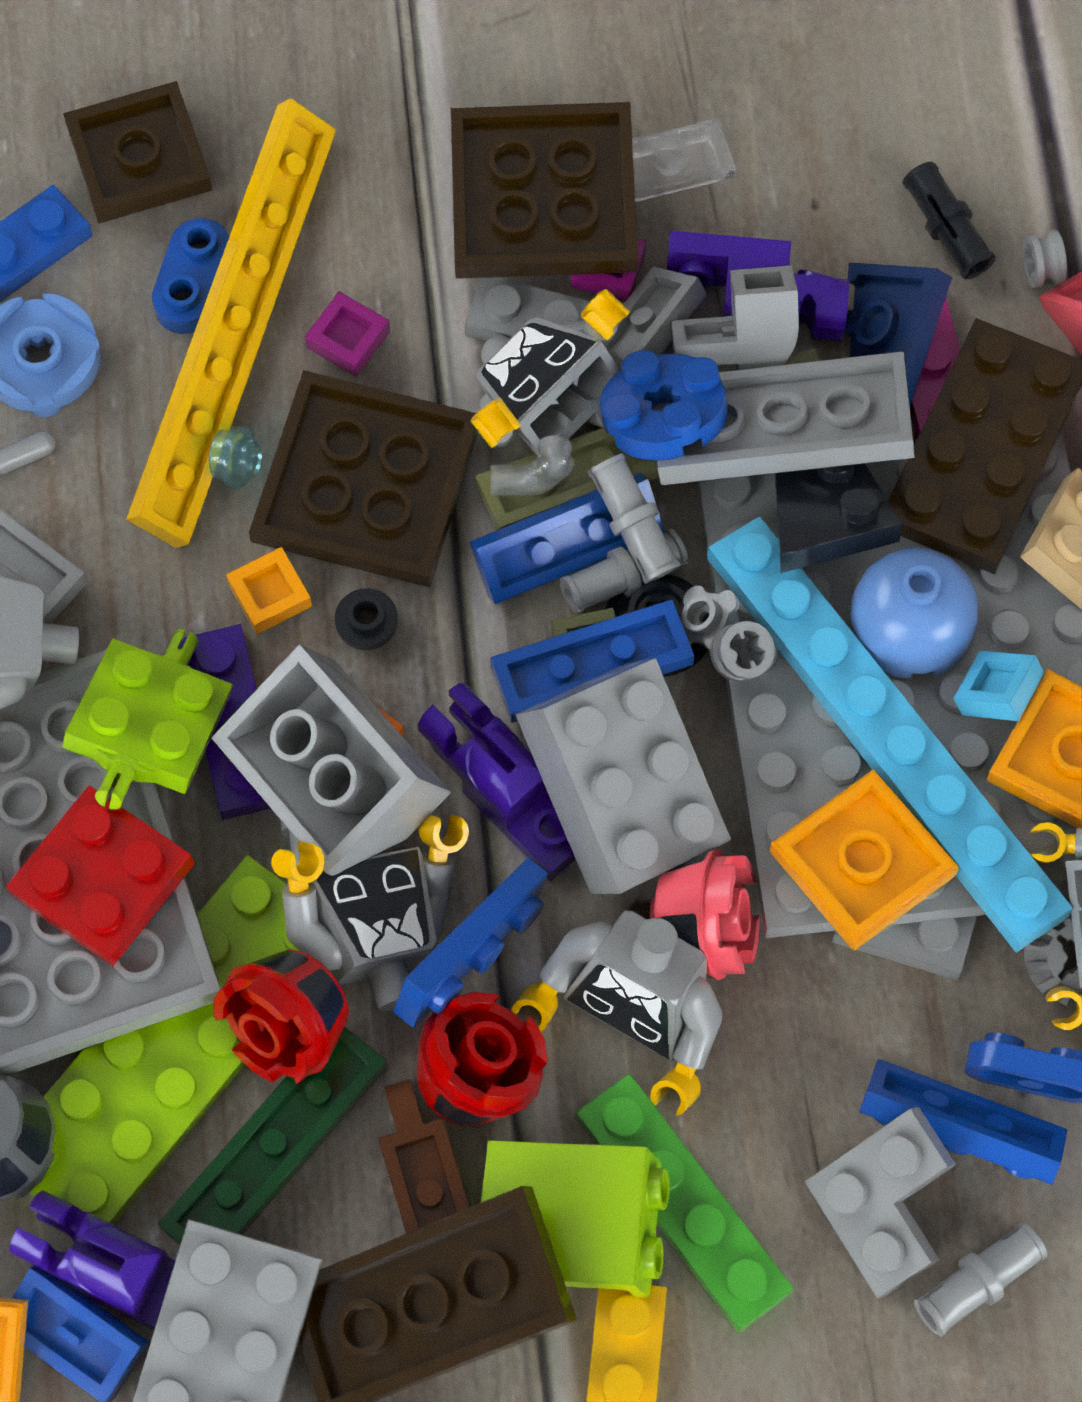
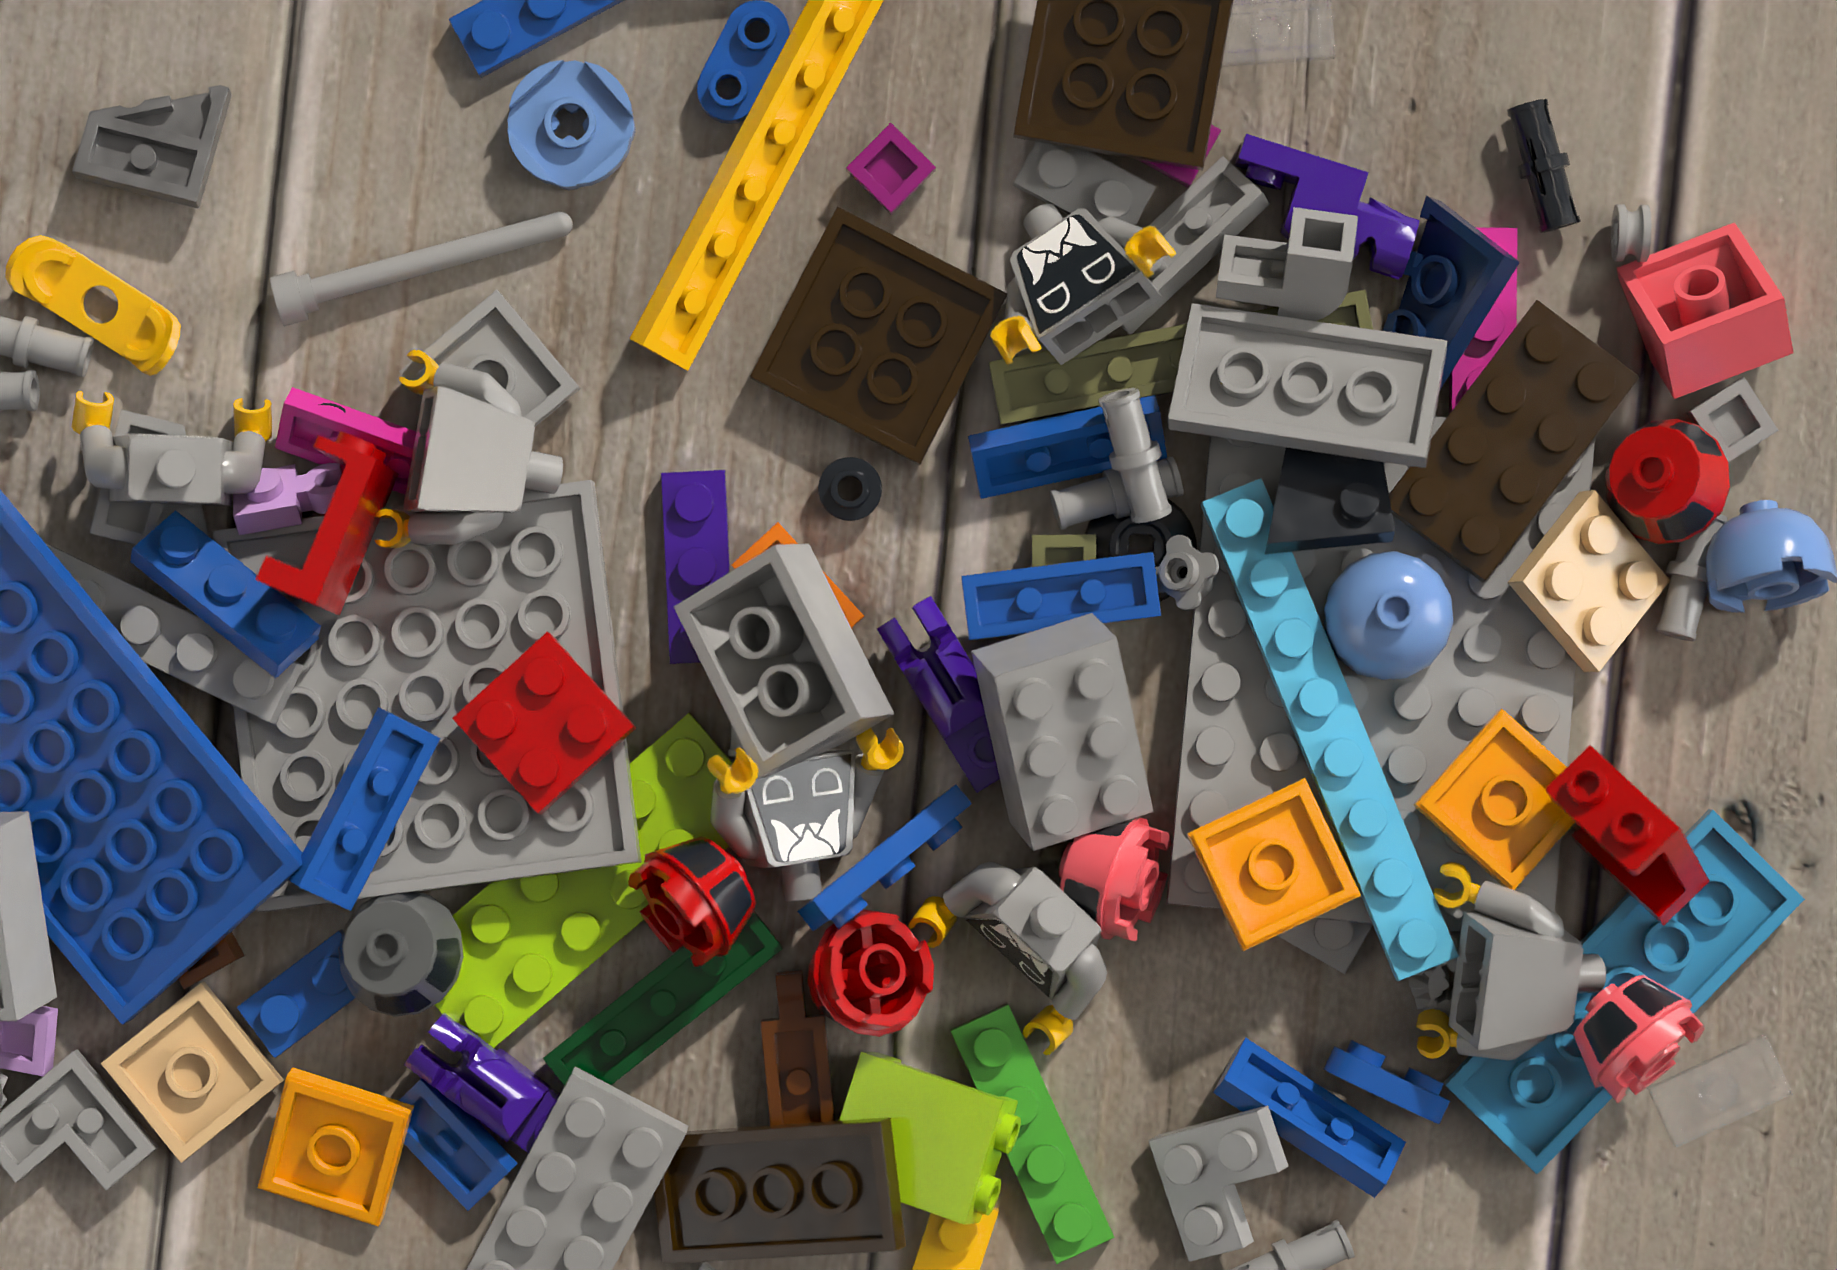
camera: 15 degrees right, 20 degrees up
(147, 717) = (616, 569): lime plate -> none
(235, 456) = (751, 286): clear light blue plate -> none
(269, 590) = (758, 440): light orange plate -> none
(539, 475) = (1047, 384): clear arm -> none
(650, 379) = (1184, 312): blue plate -> none
(759, 643) = (1206, 602): light grey bush -> none
(999, 685) = (1449, 714): medium azure plate -> none

